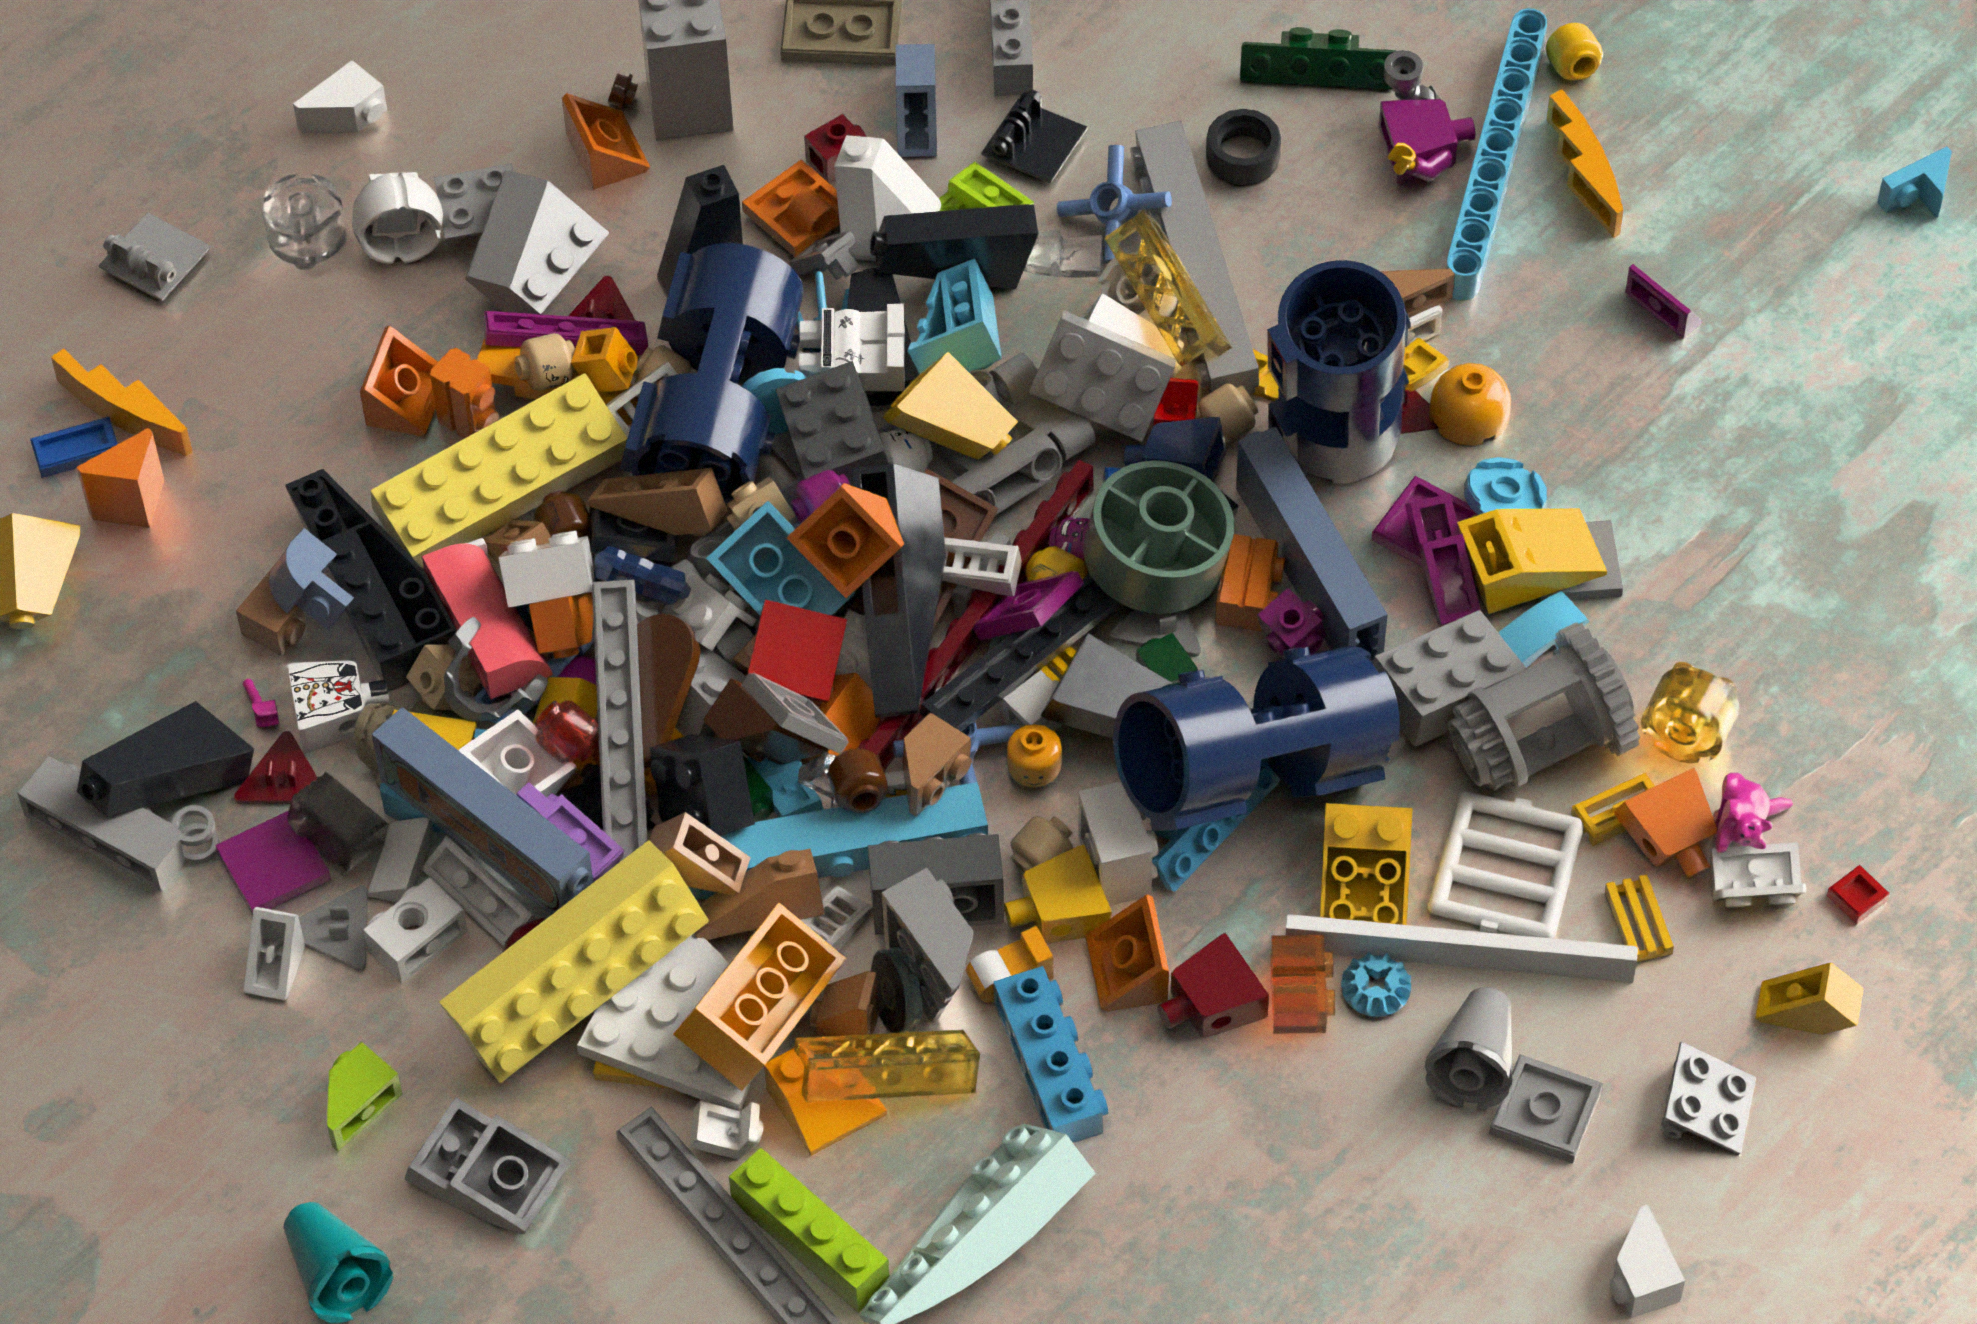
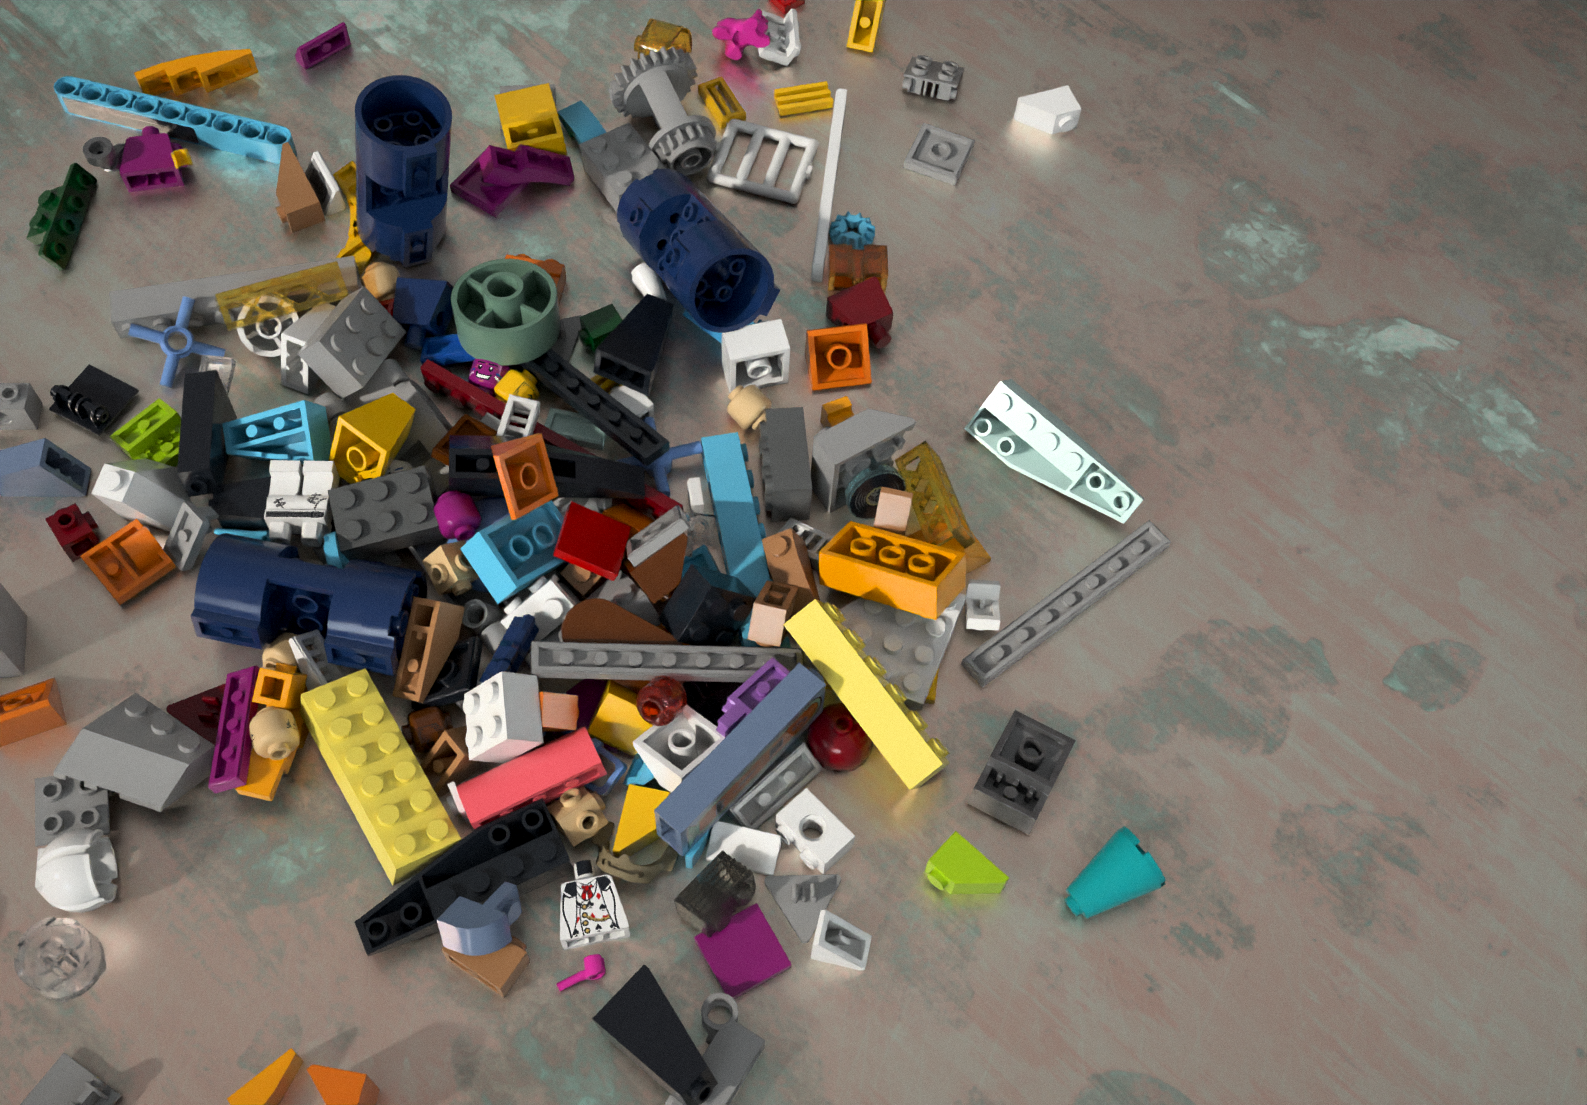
camera: 95 degrees left, 5 degrees up
(277, 775) = (657, 949): dark red piece -> none
(398, 386) = (264, 867): orange slope -> none
(463, 393) = (291, 804): orange brick -> none
(463, 701) = (619, 768): dark grey helmet -> none
(704, 216) = (166, 609): black slope -> none
(809, 1229) = (1061, 552): lime brick -> none
(857, 780) = (707, 504): reddish brown head -> none
(932, 760) = (693, 459): medium nougat slope -> none
(1029, 607) = (559, 396): magenta tile -> none
(1034, 755) = (673, 407): light orange head -> none
(1048, 1054) = (929, 402): dark azure brick -> none
(1061, 898) = (791, 388): yellow torso -> none
(1243, 170) = (128, 249): black tyre -> none
(1292, 624) = (576, 251): magenta brick -> none
(1310, 543) = (530, 227): sand blue brick -> none
(1366, 863) = (772, 225): yellow slope -> none
(1474, 1052) = (906, 174): light grey cone -> none
(1503, 485) = (472, 137): medium azure tile -> none
(1574, 51) = (95, 67): yellow head -> none
(1671, 822) = (739, 69): orange torso -> none

